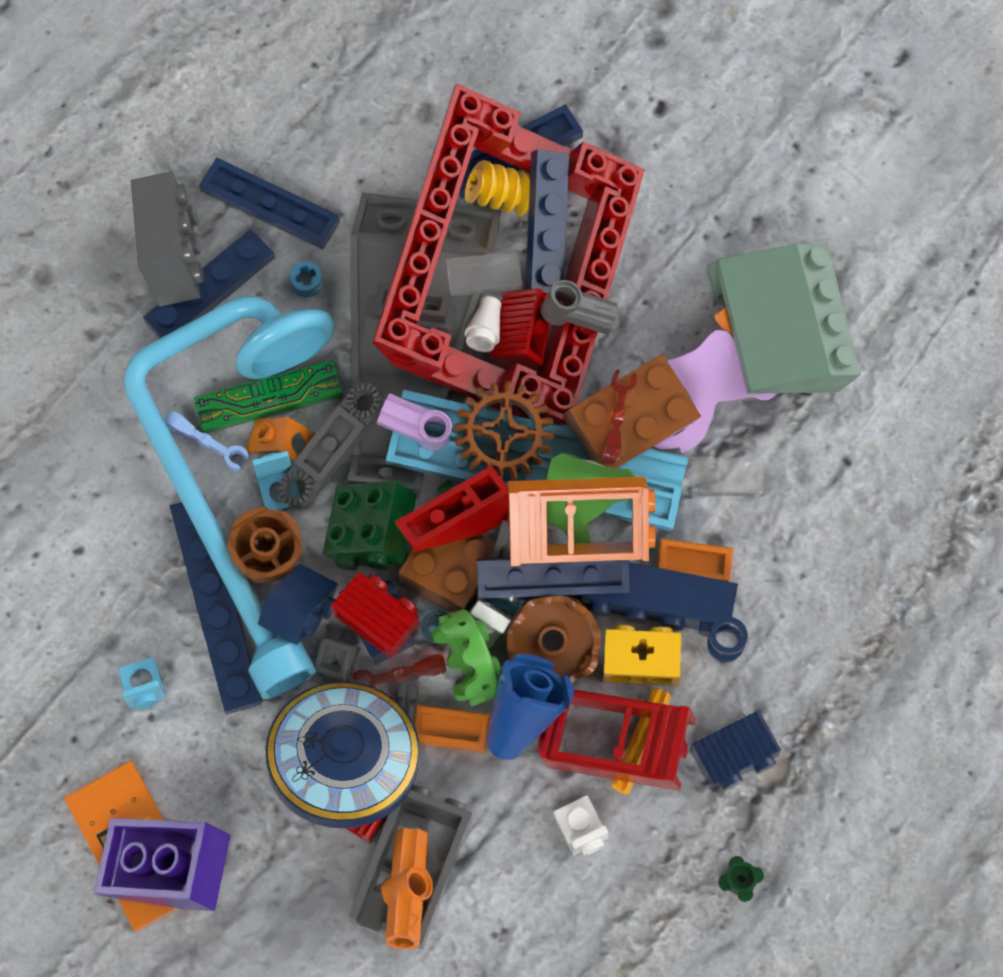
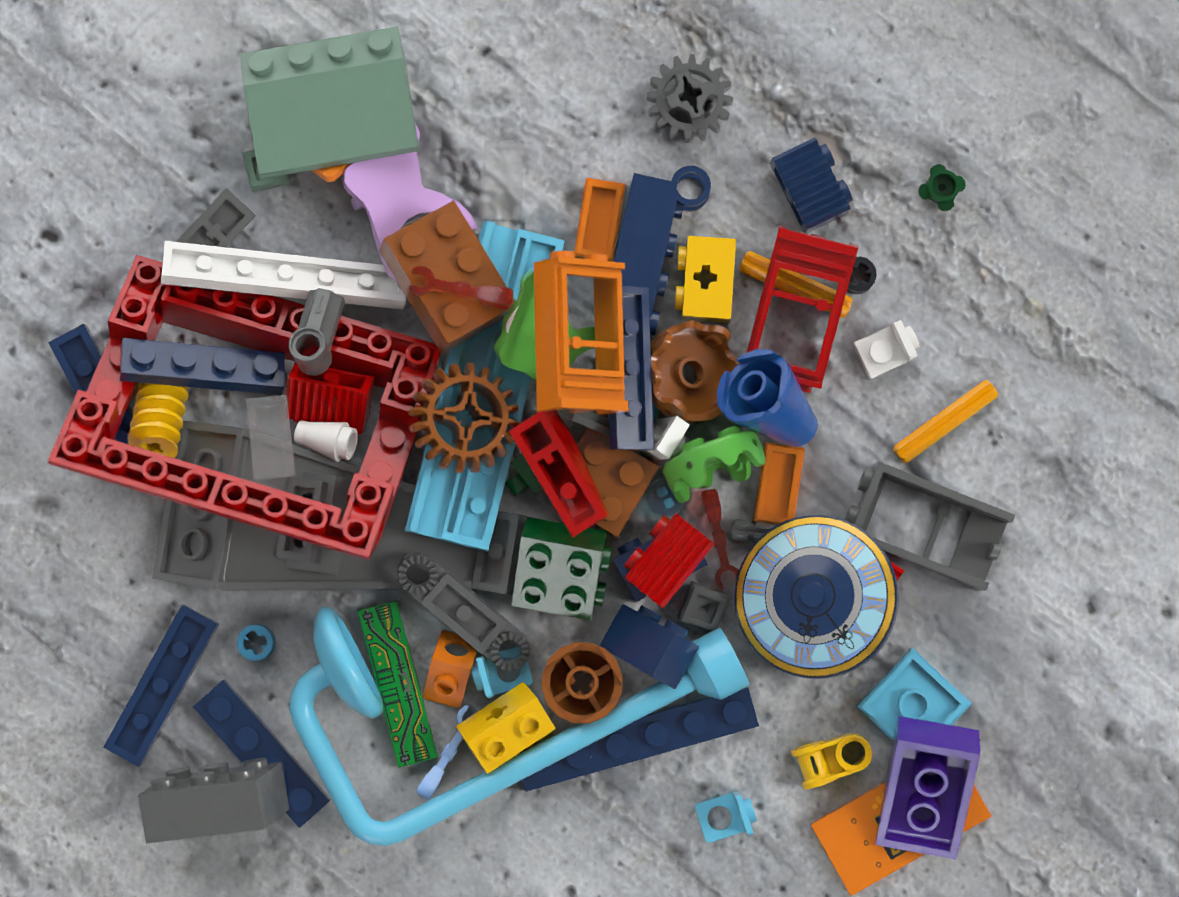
camera: 85 degrees left, 15 degrees up
(189, 773) = (829, 759): none -> yellow piece
(225, 481) = (505, 727): none -> yellow brick
(252, 858) = (912, 691): none -> medium azure tile
(407, 889) = (957, 530): orange piece -> none
(411, 421) = (450, 519): lavender piece -> none
(513, 884) = (945, 421): none -> light orange axle
(630, 276) = (278, 274): none -> white plate
(640, 801) = (862, 286): none -> black bush
(669, 230) = (219, 222): none -> dark grey hinge
(807, 623) = (706, 94): none -> dark grey gear

